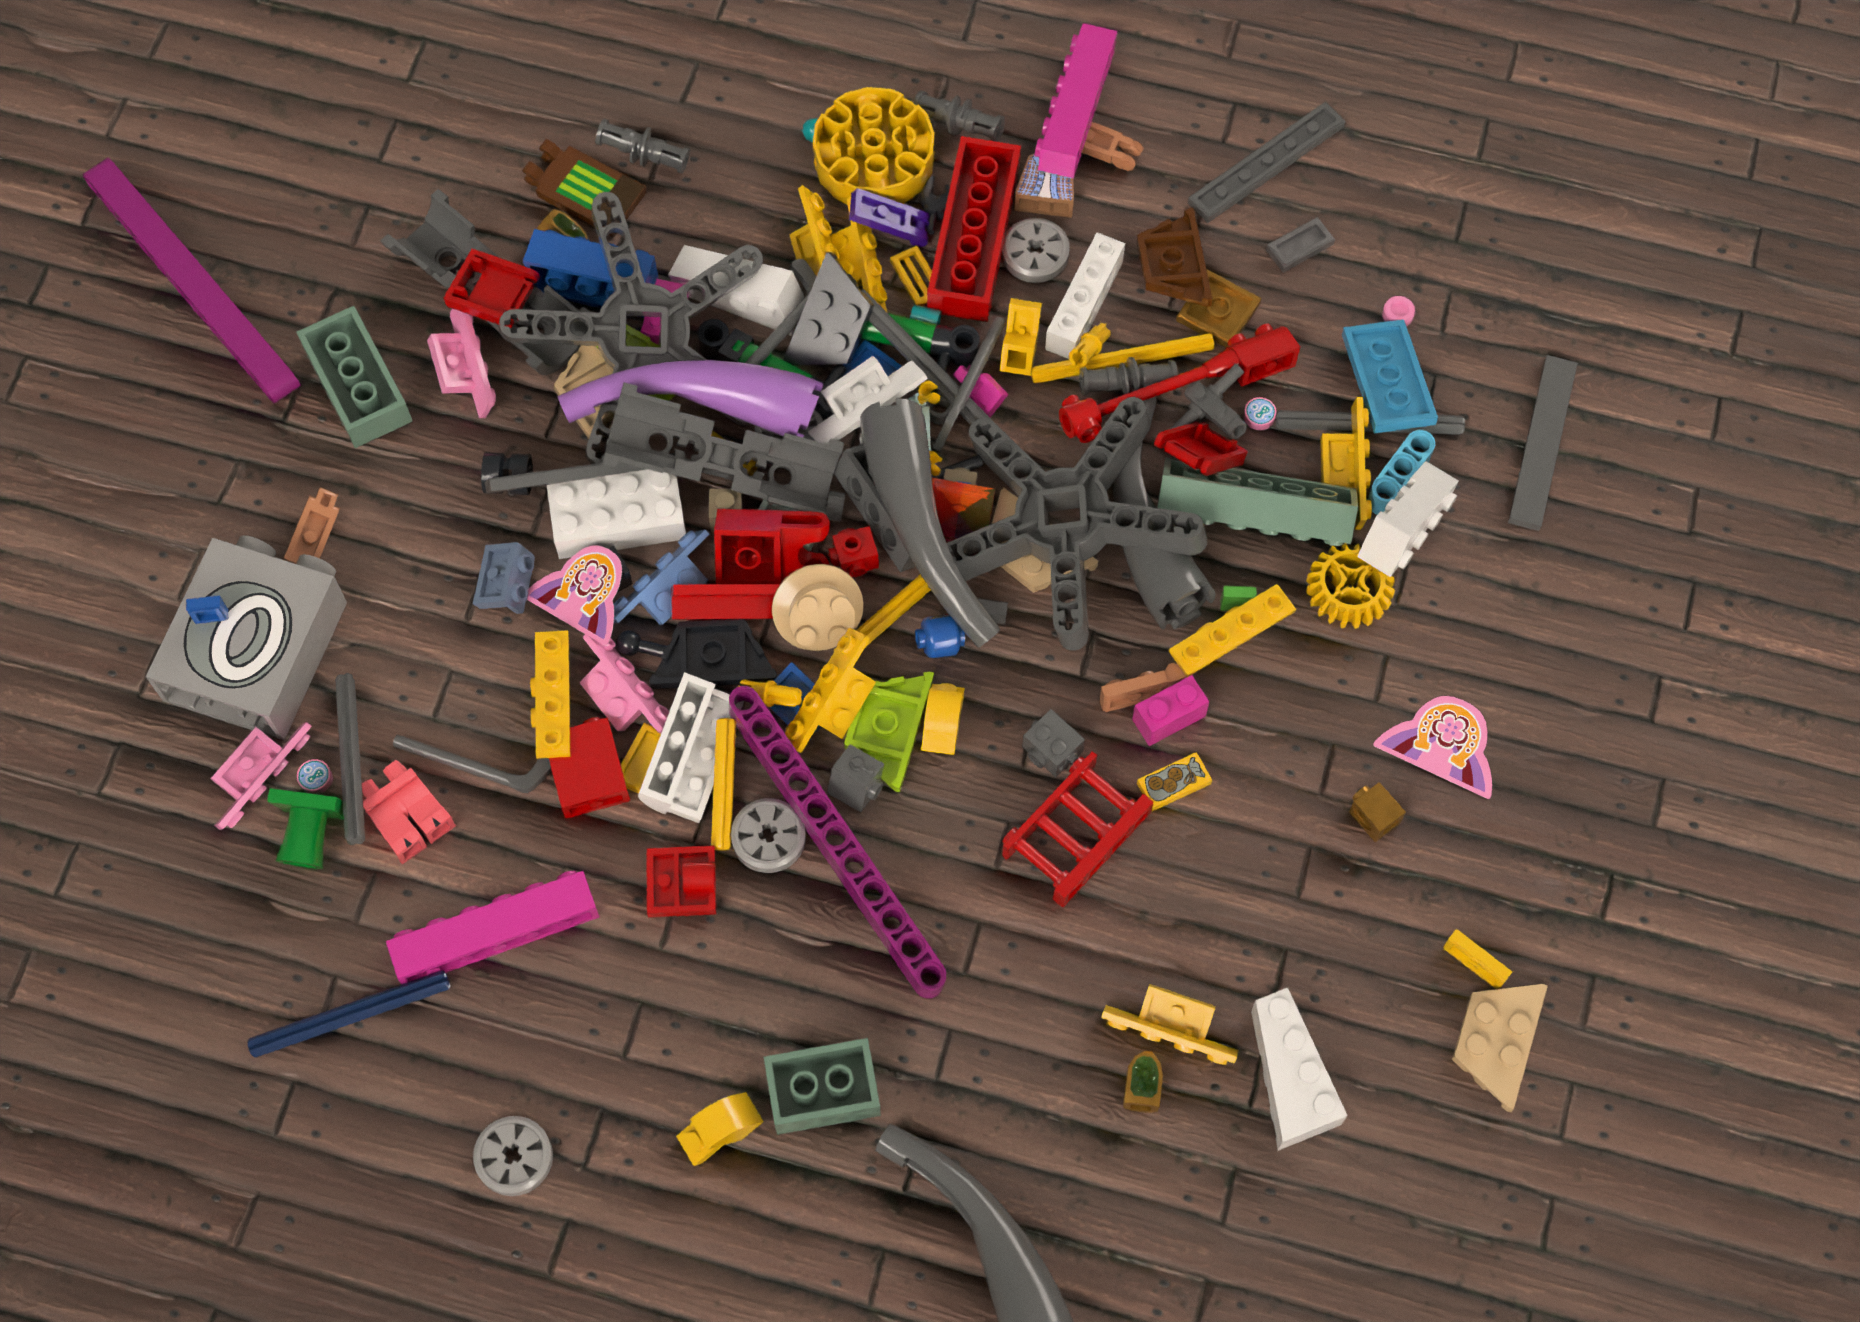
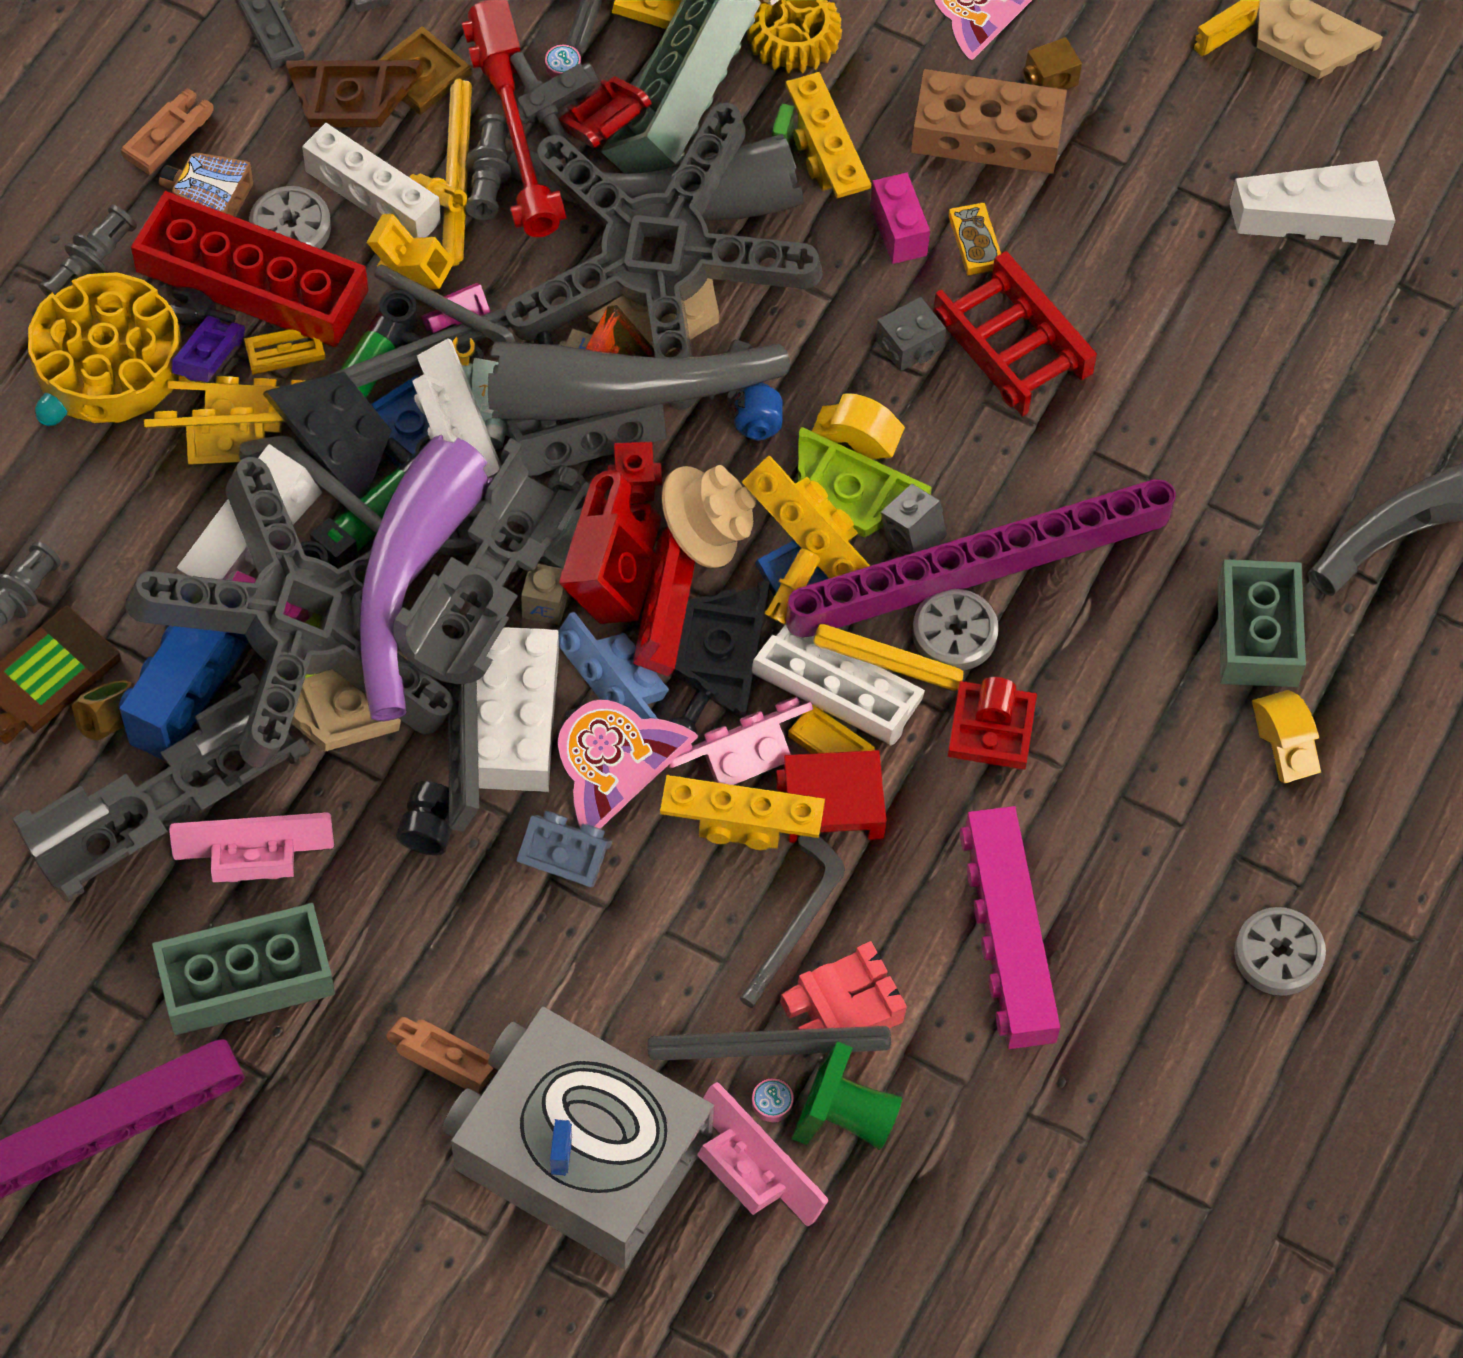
camera: 80 degrees left, 5 degrees down
(348, 1014) = (1082, 1107): dark blue axle -> none
(499, 288) = (181, 778): red container -> none
(894, 609) = (704, 447): yellow axle -> none
(926, 314) = (343, 347): teal hinge -> none
(1077, 100) = (116, 127): dark pink brick -> none
(1125, 693) = (863, 235): nougat hinge -> none
(1143, 1083) = (1305, 333): rock -> none
(1173, 1019) = (1242, 293): yellow bracket -> none
(1313, 751) = (988, 121): none -> medium nougat brick

